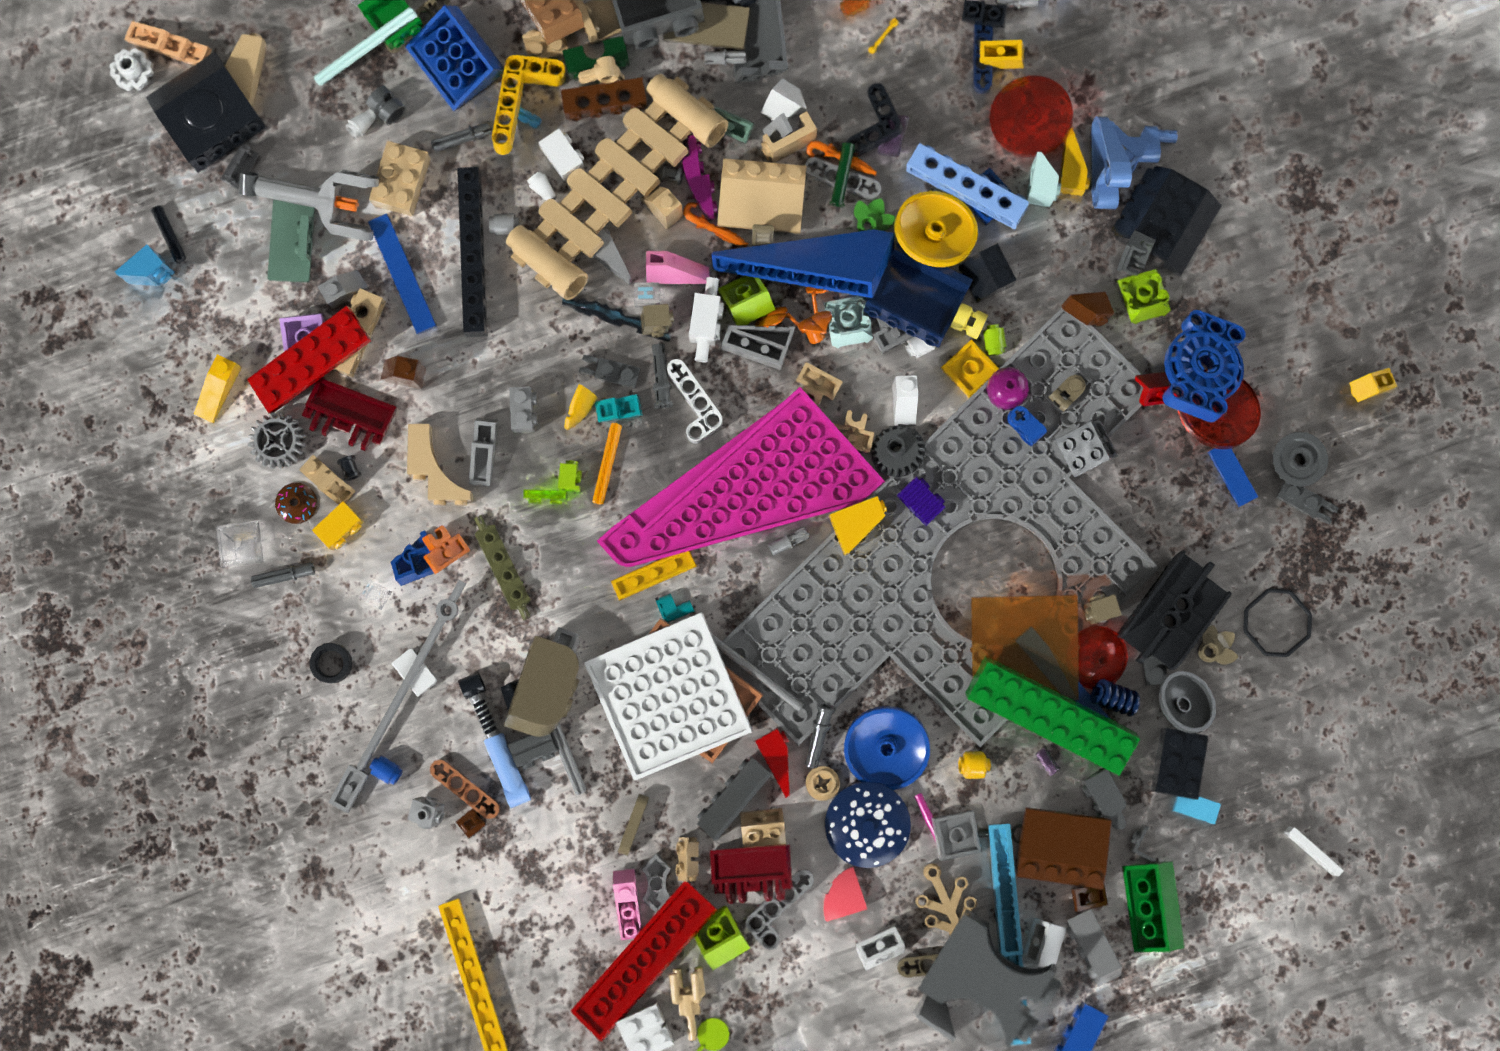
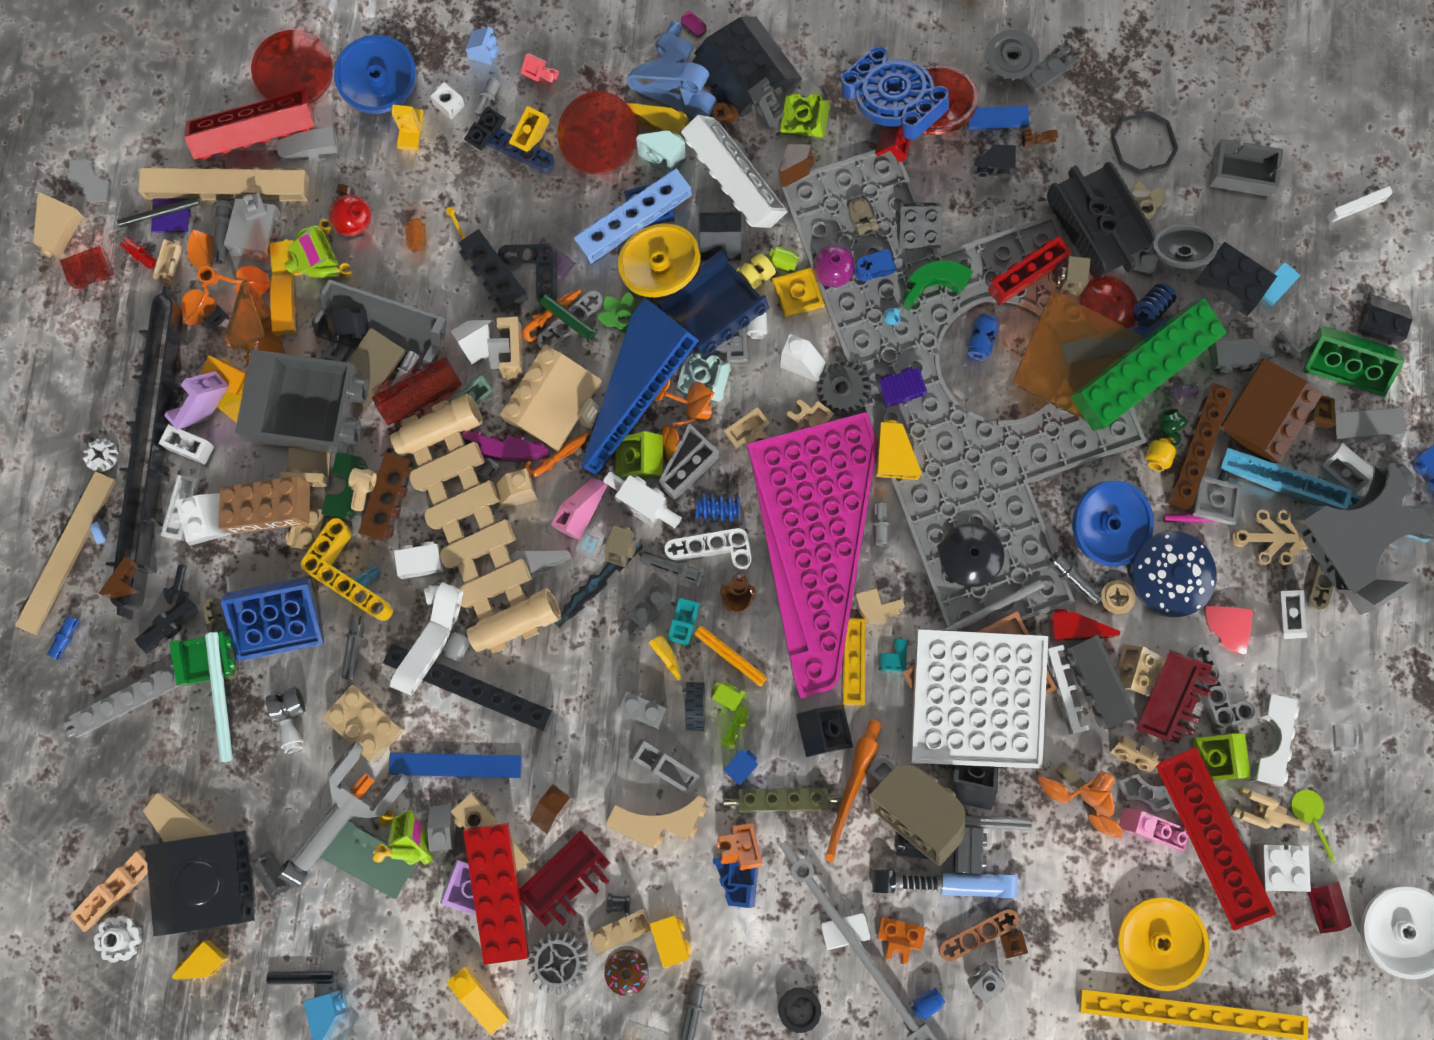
camera: 65 degrees left, 5 degrees down
(144, 148) = (203, 962): none -> yellow slope
(319, 262) = (407, 839): none -> lime torso
(431, 722) = (900, 938): none -> orange plate
(492, 199) = (431, 641): none -> white beam
(508, 955) = (1183, 947): none -> yellow dish
(513, 517) = (741, 766): none -> blue slope
(545, 452) = (695, 706): none -> black wheel
(571, 619) = (864, 755): none -> orange animal
(579, 575) = (824, 730): none -> black slope
(590, 727) = (974, 785): none -> black slope
(637, 836) = (1098, 797): none -> orange plant
(663, 443) = (737, 594): none -> reddish brown hair
(705, 569) = (870, 607): none -> tan brick
(711, 76) = (416, 391): none -> clear red brick
(712, 769) = (1063, 691): none -> white hinge
(730, 985) = (1280, 714): none -> white arch
(732, 389) = (718, 507): none -> blue piece
(792, 649) = (969, 569): none -> black dish
(842, 117) = (477, 244): none -> black brick
(985, 463) = (892, 316): none -> medium azure hinge
(999, 553) = (980, 346): none -> blue piece
(999, 797) = (1199, 446): none -> reddish brown brick
(1007, 762) = (1172, 423): none -> dark green animal
(1045, 483) = (941, 273): none -> green arch
(1053, 255) = (733, 172): none -> white brick
(1065, 32) = (535, 69): none -> coral plate
(1089, 567) = (1030, 270): none -> red brick
(1110, 223) = (725, 112): none -> reddish brown bush
(1185, 151) = (693, 23): none -> dark pink piece
(1186, 491) = (997, 161): none -> black slope
(1210, 921) = (1385, 320): none -> black slope
(1235, 527) = (1029, 139): none -> reddish brown piece
(1294, 729) = (1248, 169): none -> dark grey piece

